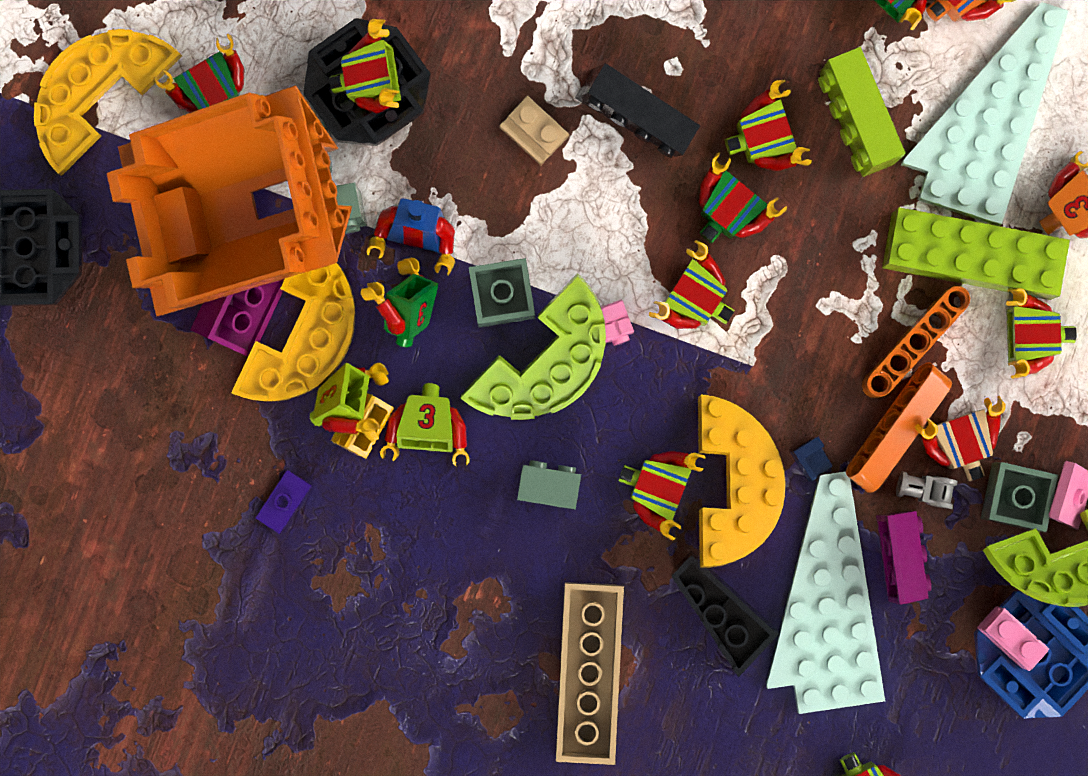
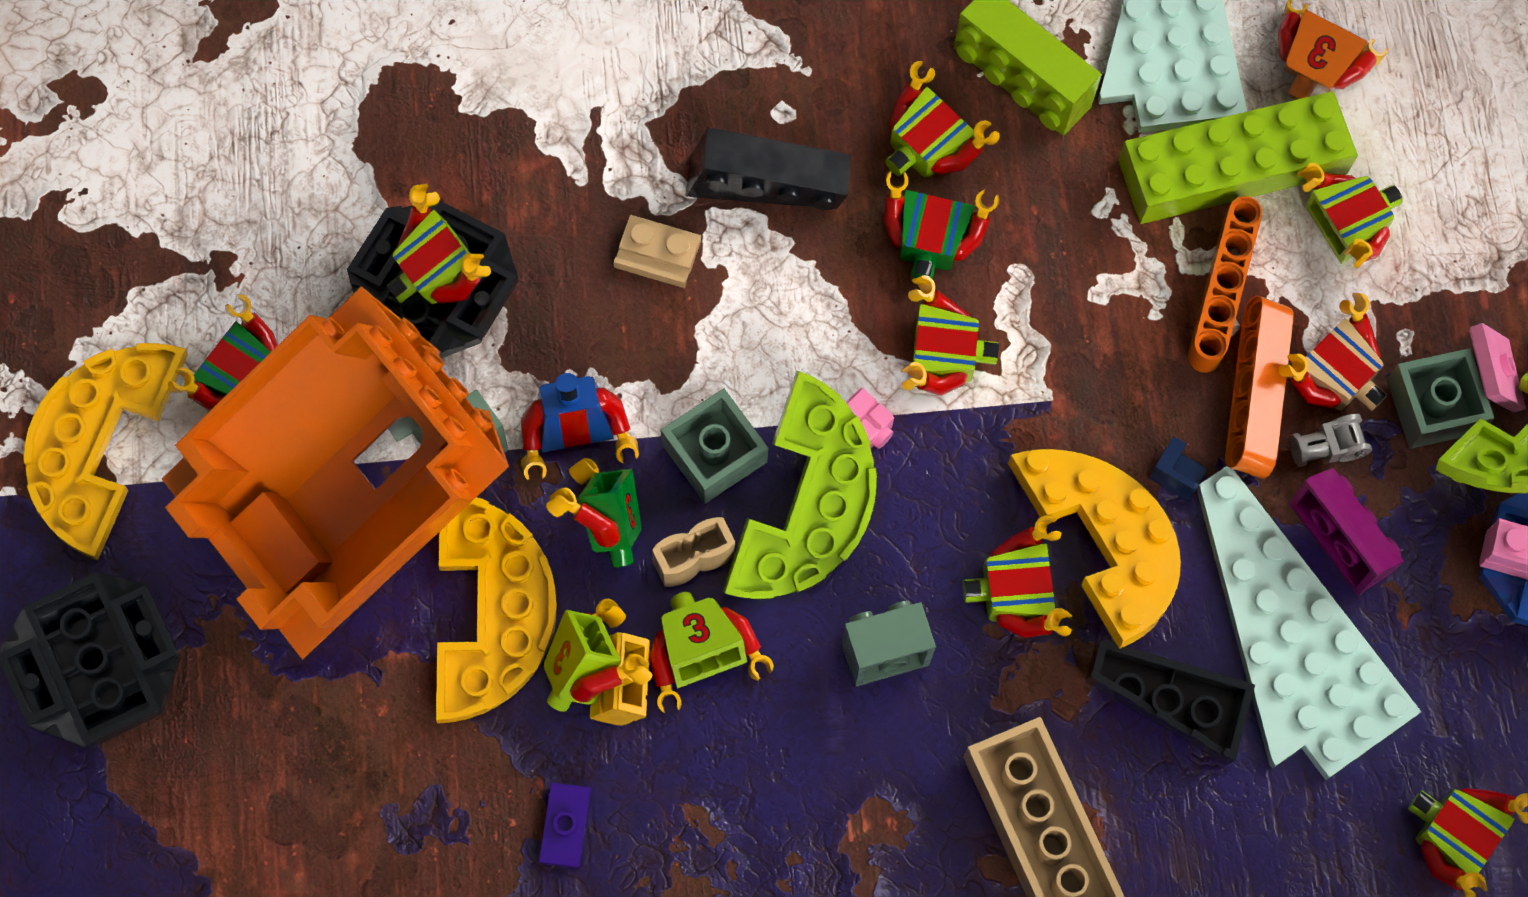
camera: 30 degrees left, 15 degrees down
(239, 317) = (400, 621): magenta slope -> none
(461, 360) = (702, 549): none -> tan brick

